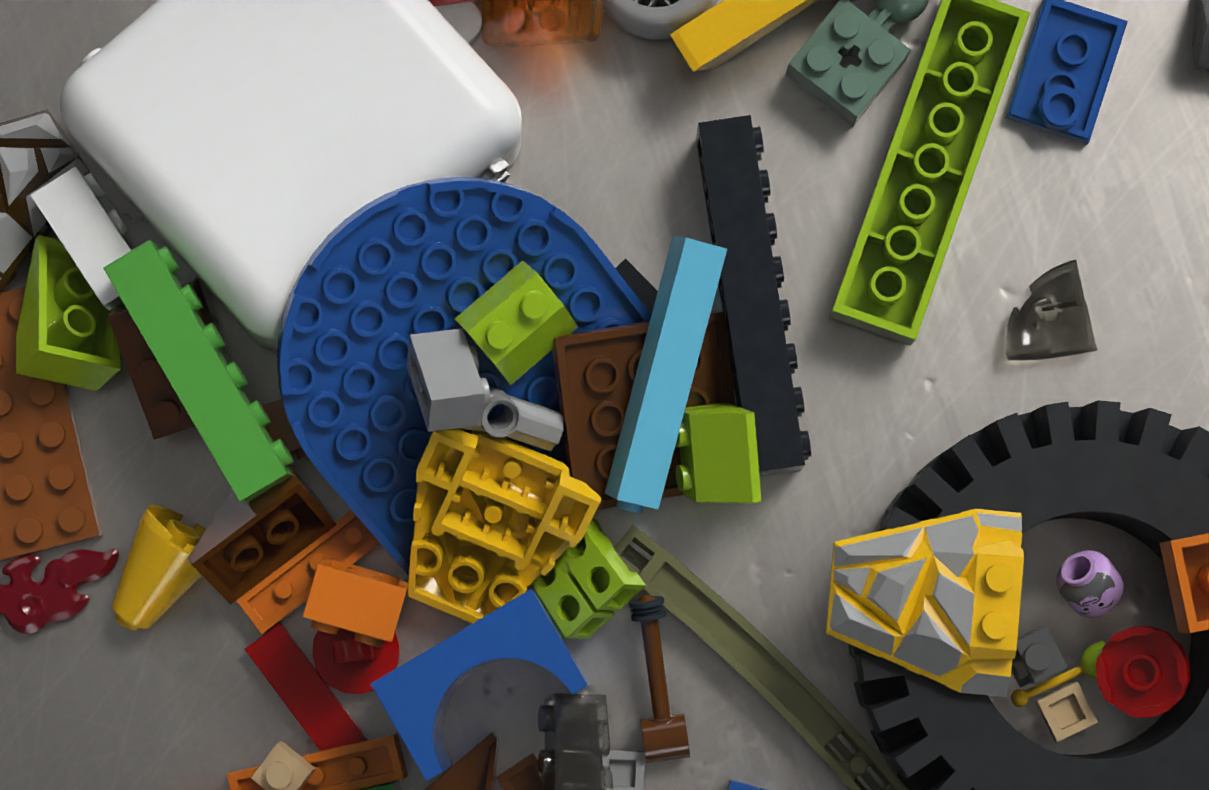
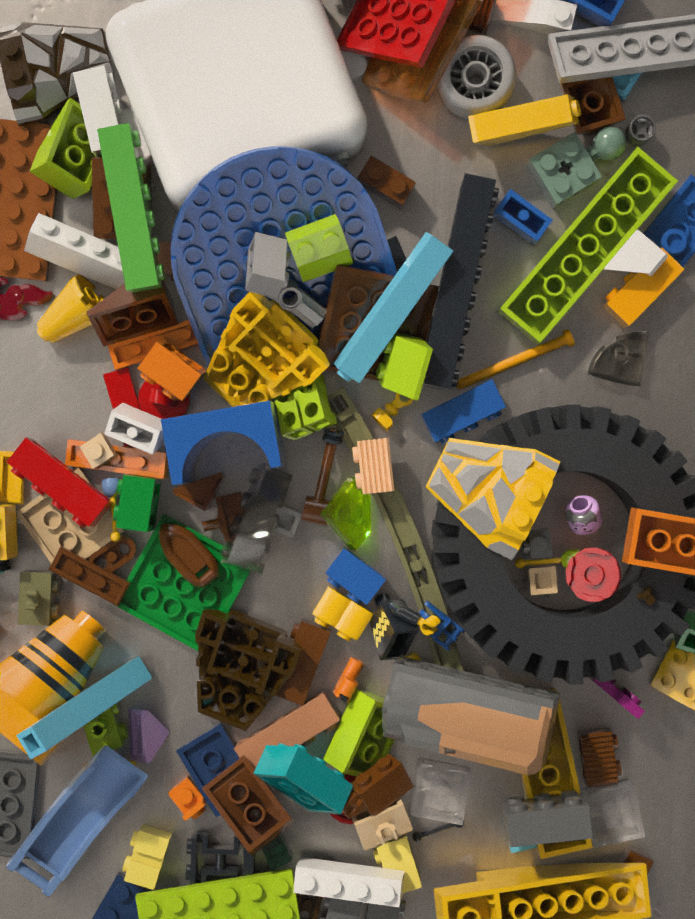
camera: 20 degrees right, 5 degrees up
(135, 470) = (75, 251): none -> white brick
(331, 714) = (135, 428): none -> white brick
(580, 181) = (386, 182): none -> reddish brown brick
(713, 549) = (391, 409): none -> yellow piece
(720, 721) = (349, 514): none -> clear neon green plate
(731, 631) = (375, 466): none -> light nougat brick
(812, 157) = (522, 217): none -> blue brick
(837, 493) = (463, 412): none -> blue brick
(889, 380) = (565, 339): none -> light orange bar
(1014, 150) = (638, 256): none -> white slope
(1039, 194) = (640, 291): none -> light orange brick

